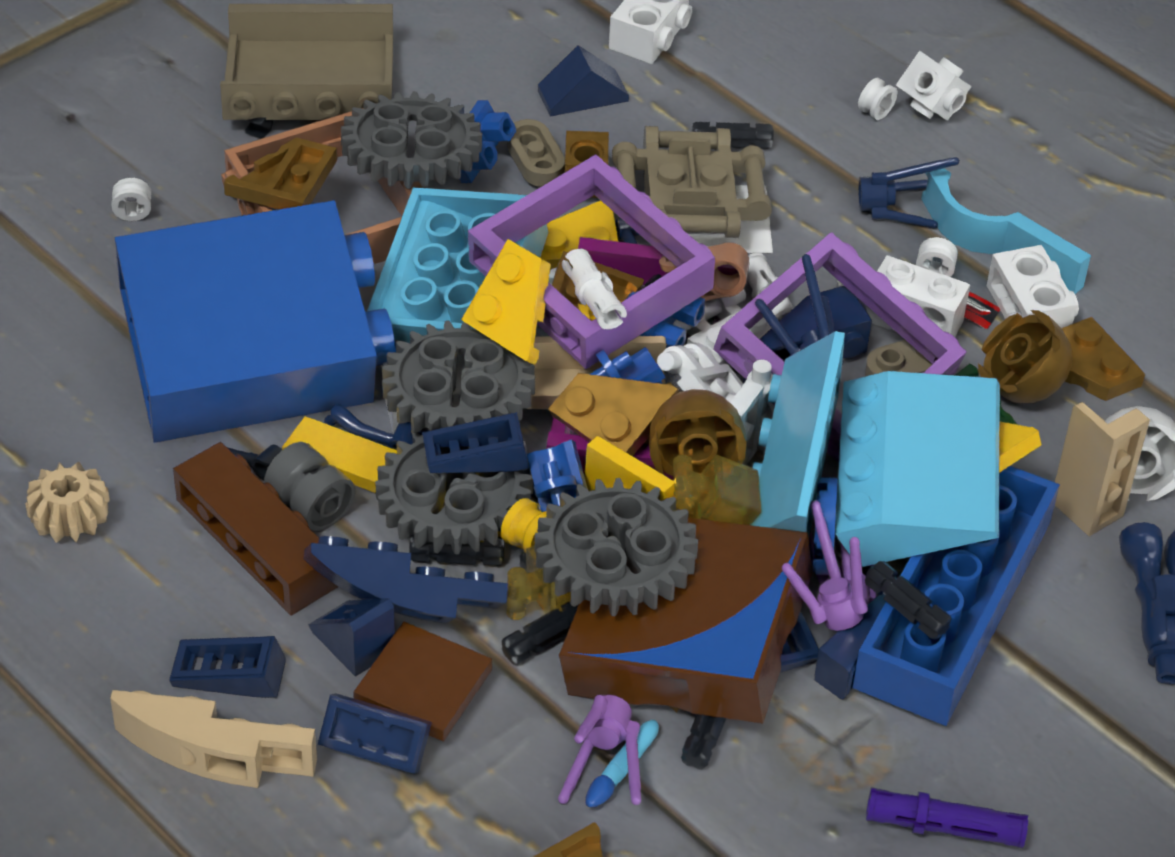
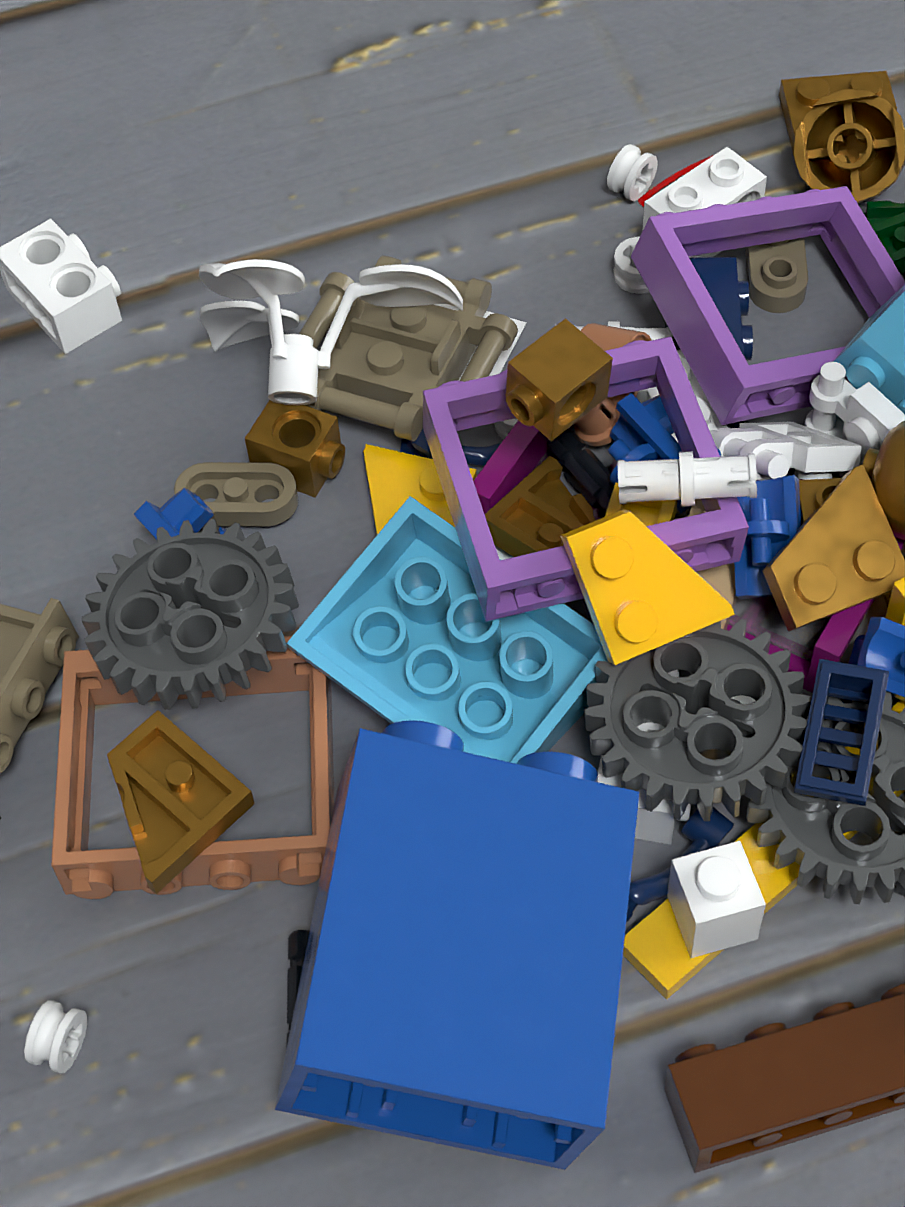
camera: 60 degrees left, 10 degrees up
(259, 462) = (686, 1025): black hand -> none
(310, 485) = (781, 974): dark grey wheel -> none
(341, 432) = (715, 899): none -> white brick
(581, 84) = (132, 407): dark blue slope -> none
(624, 120) = (292, 356): none -> white plant
(627, 201) = (557, 380): none -> pearl gold brick
(741, 133) = (327, 258): black axle -> none
(821, 310) = (822, 308): dark blue plant -> none
(877, 98) = (335, 125): white bush -> none
(880, 191) = (496, 181): dark blue plant -> none
(934, 86) = (338, 68): white brick -> none
(1000, 233) = (640, 89): medium azure piece -> none
(1030, 281) = (731, 111): white brick -> none

